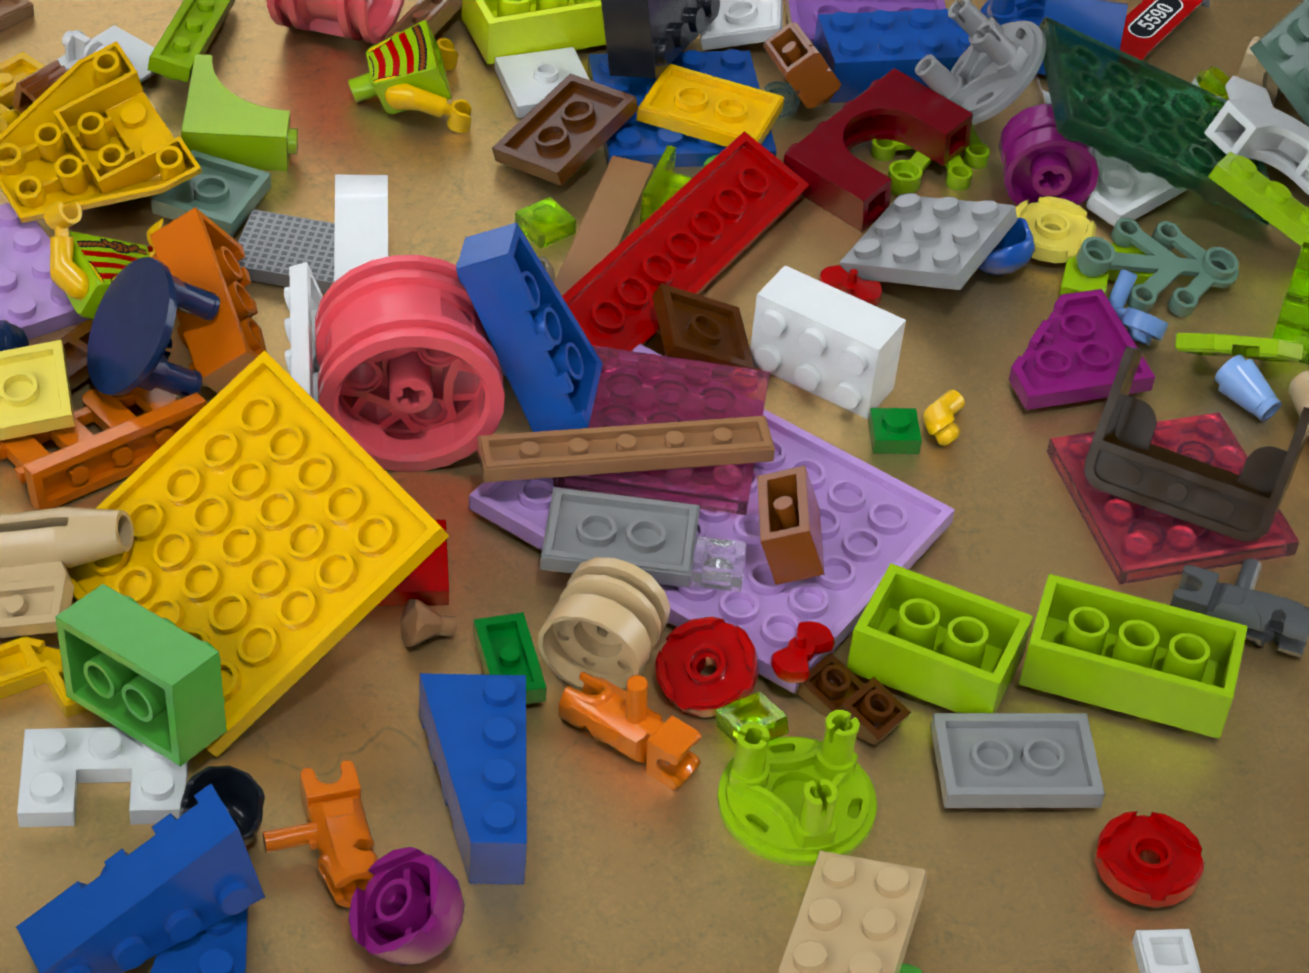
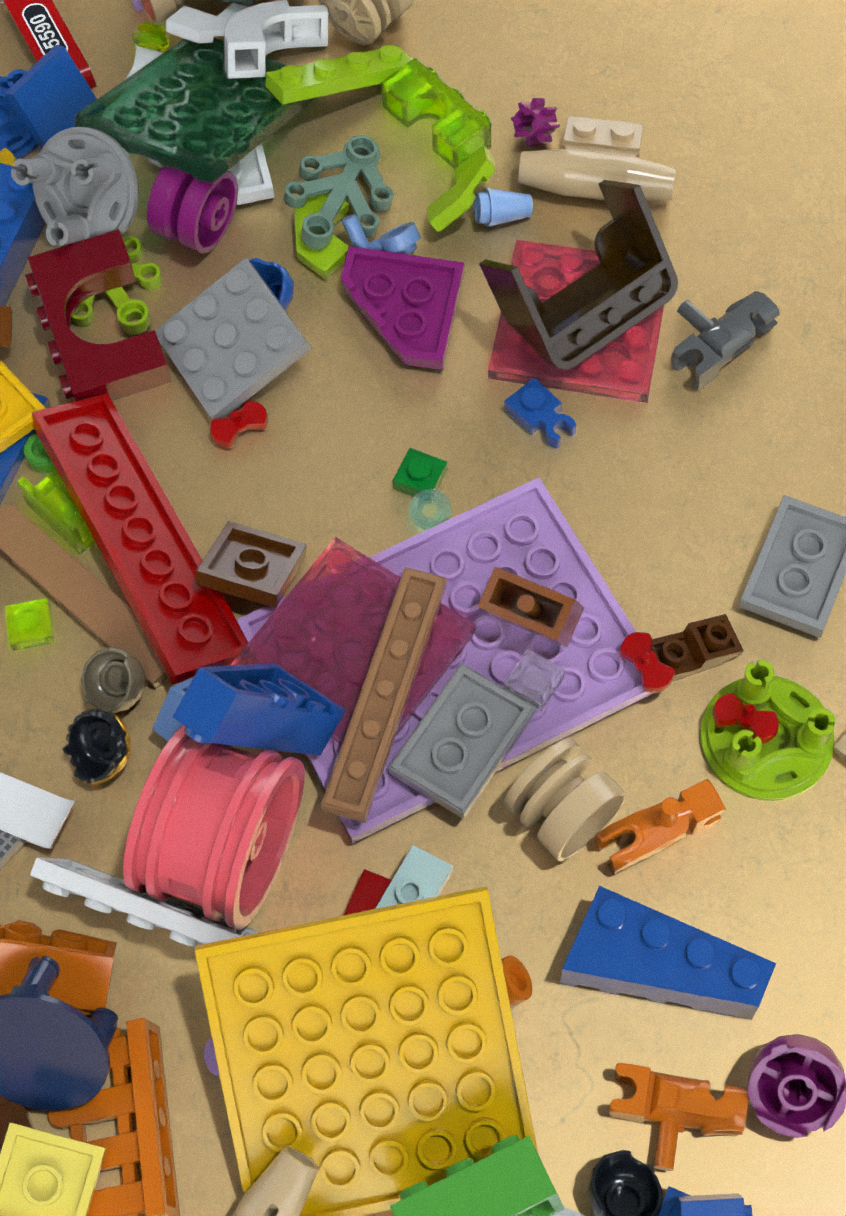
camera: 55 degrees left, 20 degrees up
(393, 660) = (517, 980): none -> orange tile
(456, 559) = (417, 878): none -> light aqua plate
(509, 650) = (545, 887): green plate -> none
(699, 645) = (645, 735): red plate -> none
(752, 709) = (690, 732): clear neon green plate -> none
(796, 766) = (731, 711): none -> red piece
(826, 341) = (322, 476): white brick -> none
(860, 435) = (425, 497): none -> clear light blue plate
(938, 642) = (680, 559): lime brick -> none
(940, 416) = (425, 436): yellow arm -> none
(1036, 496) = (538, 408): none -> blue plate
(1056, 227) = (253, 229): light yellow plate -> none
(1134, 656) = (747, 434): lime brick -> none

